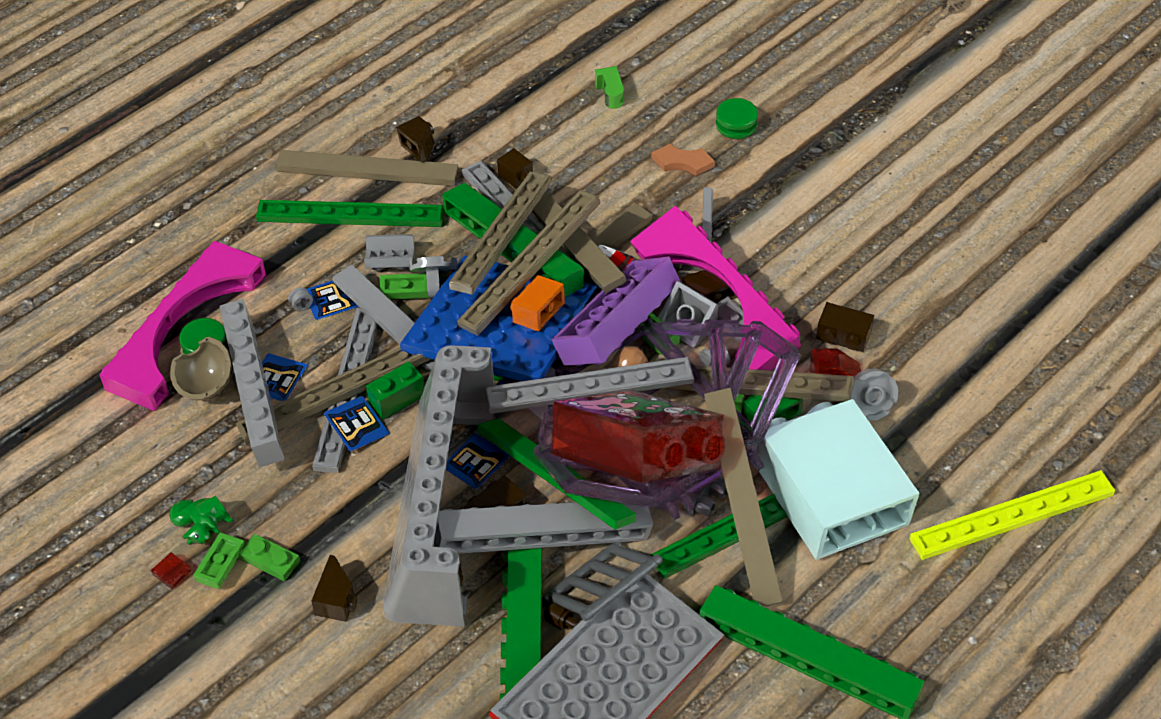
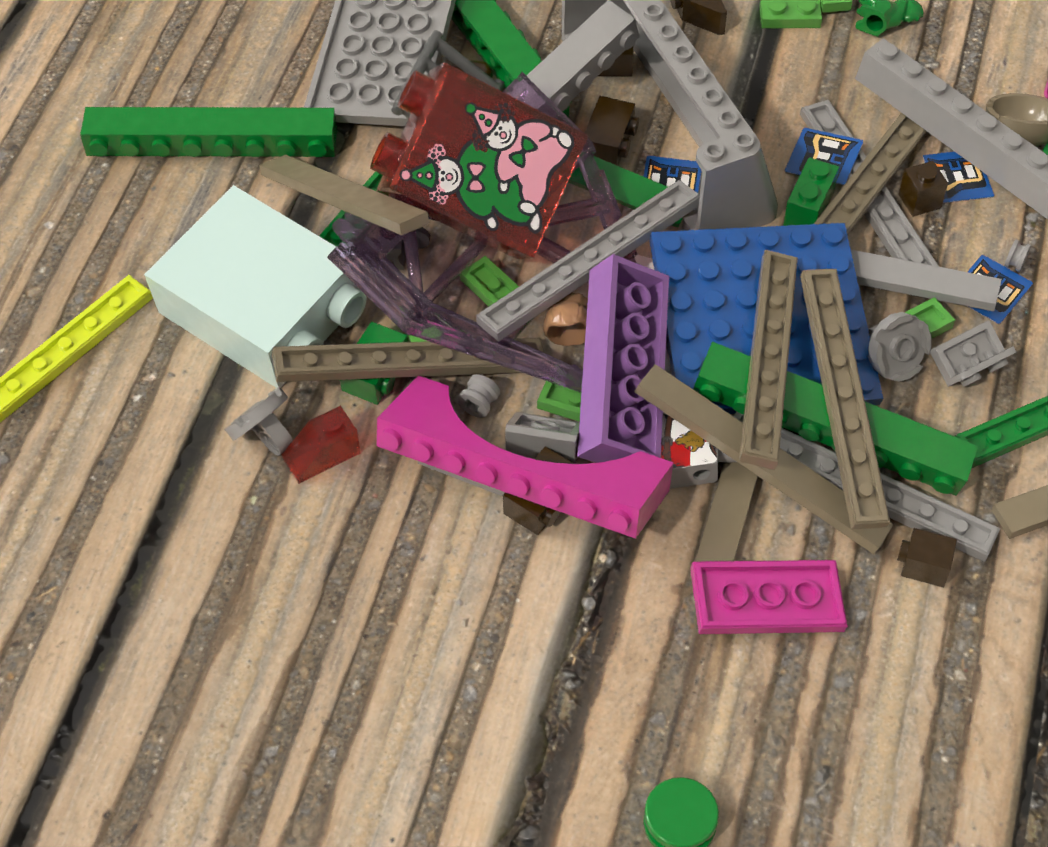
camera: 150 degrees right, 5 degrees up
(317, 362) = (923, 188): none -> dark brown brick
(538, 303) = (722, 314): orange brick -> none
(611, 83) = (912, 787): bright green leg -> none
(619, 187) = (768, 597): none -> dark pink tile
(672, 158) = (699, 706): nougat tile -> none
(707, 212) = (609, 594): light grey tile -> none
(845, 327) = (335, 510): dark brown brick -> none

